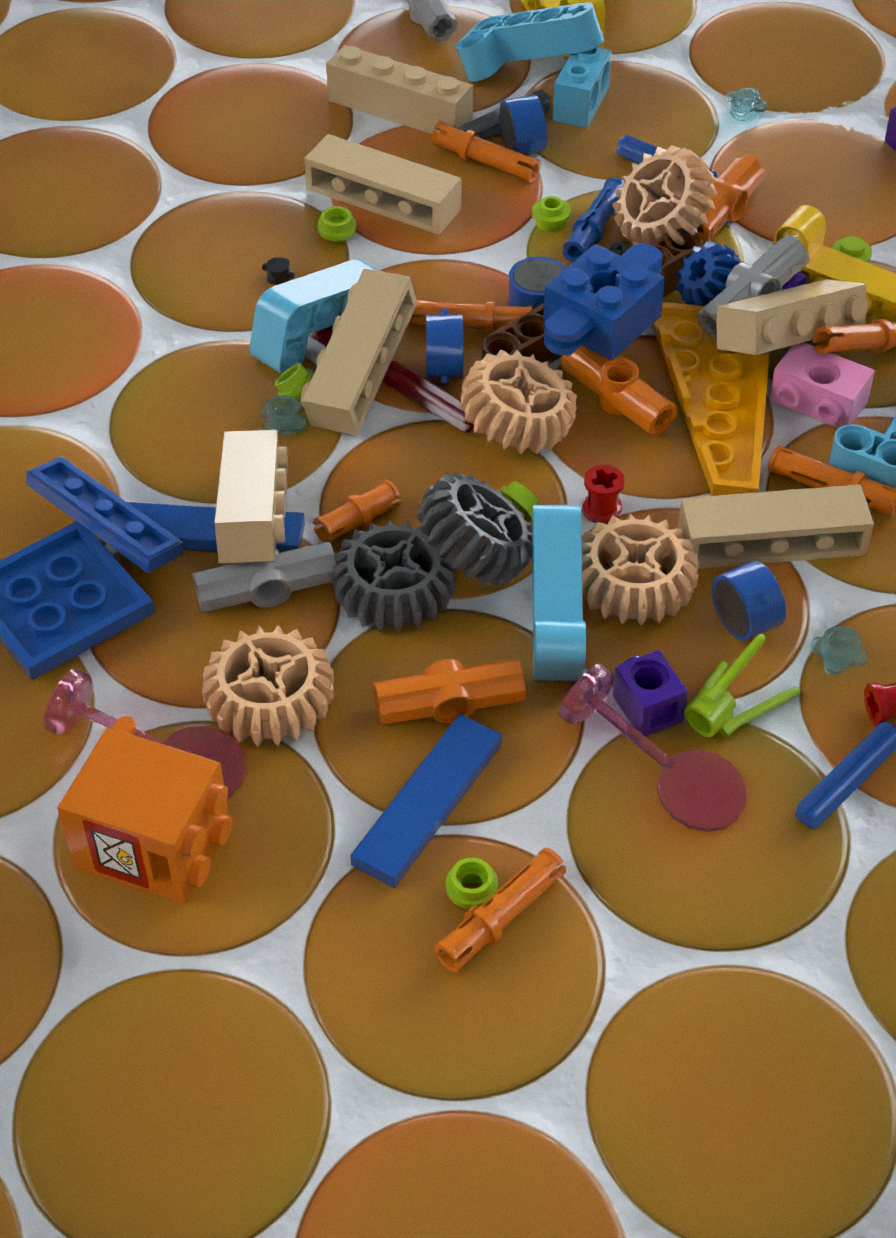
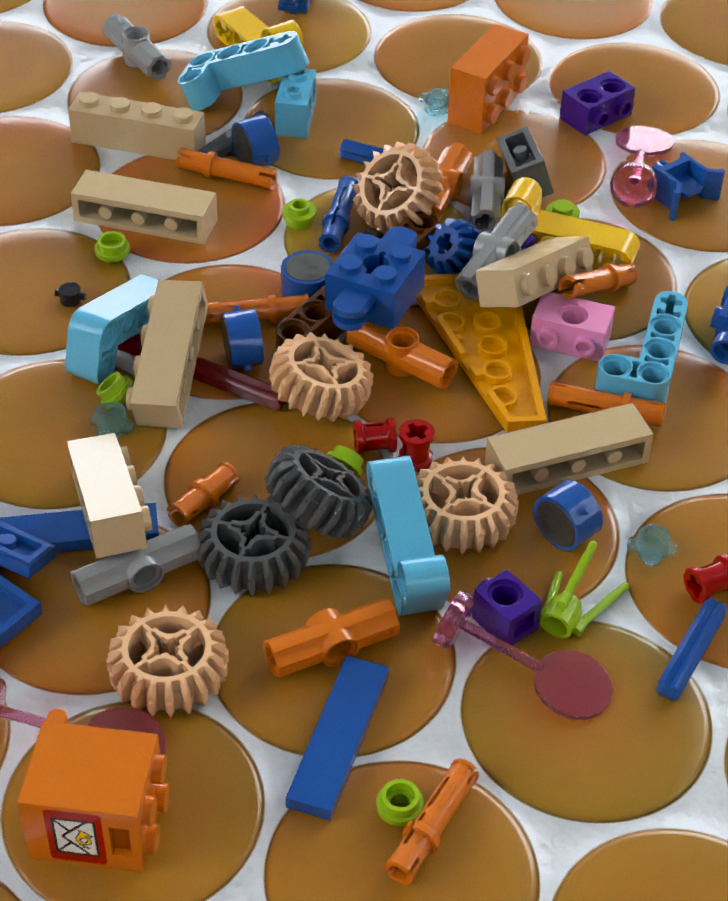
camera: 15 degrees left, 5 degrees down
(560, 477) = (375, 436): none -> red bush
(769, 212) = (486, 191): none -> light grey piece
(807, 83) = (488, 78): none -> orange brick
(821, 186) = (524, 158): none -> dark grey brick

